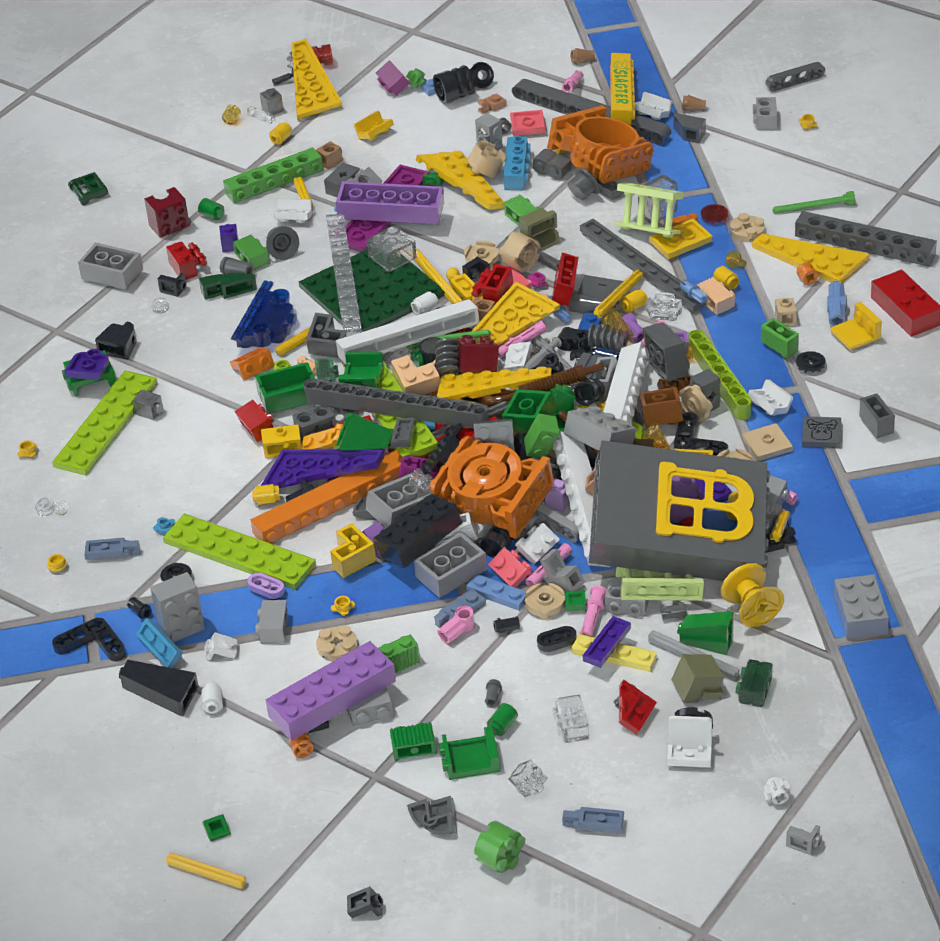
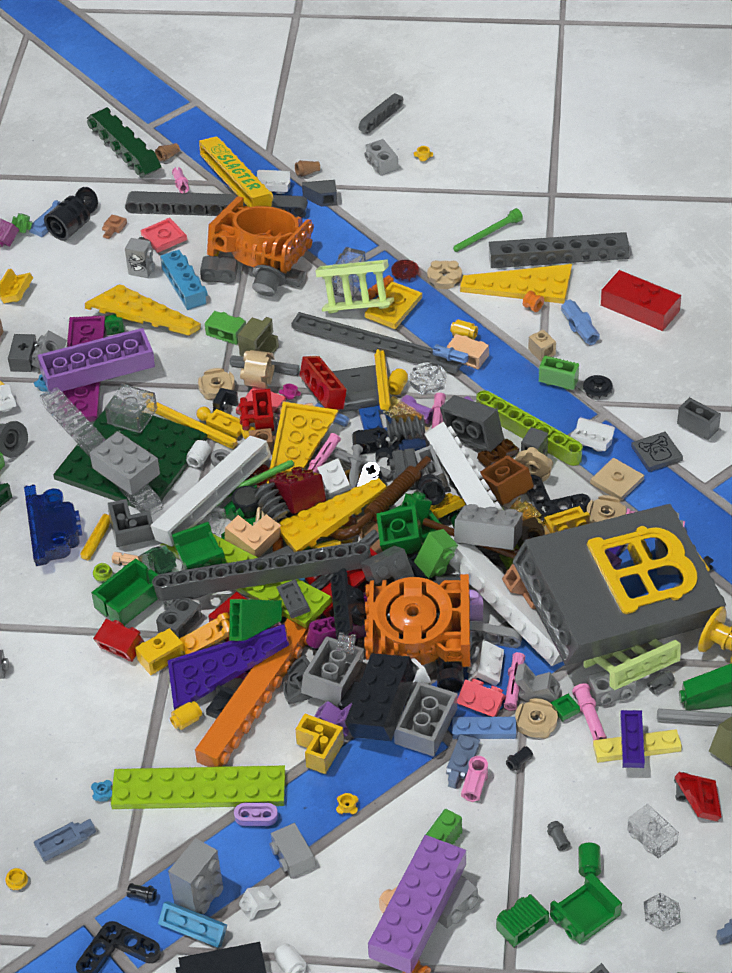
camera: 30 degrees left, 5 degrees up
(174, 569) = (149, 833): black gear -> none
(253, 362) = (68, 577): orange bracket -> none
(327, 638) = (366, 836): tan plate -> none
(348, 285) = (124, 463): none -> light grey brick
(486, 159) = (156, 285): tan brick -> none
(548, 37) = (124, 142): none -> dark green brick
(556, 638) = (575, 755): black plate -> none
(734, 259) = (457, 309): clear yellow plate -> none
(860, 330) = (618, 338): yellow bracket -> none

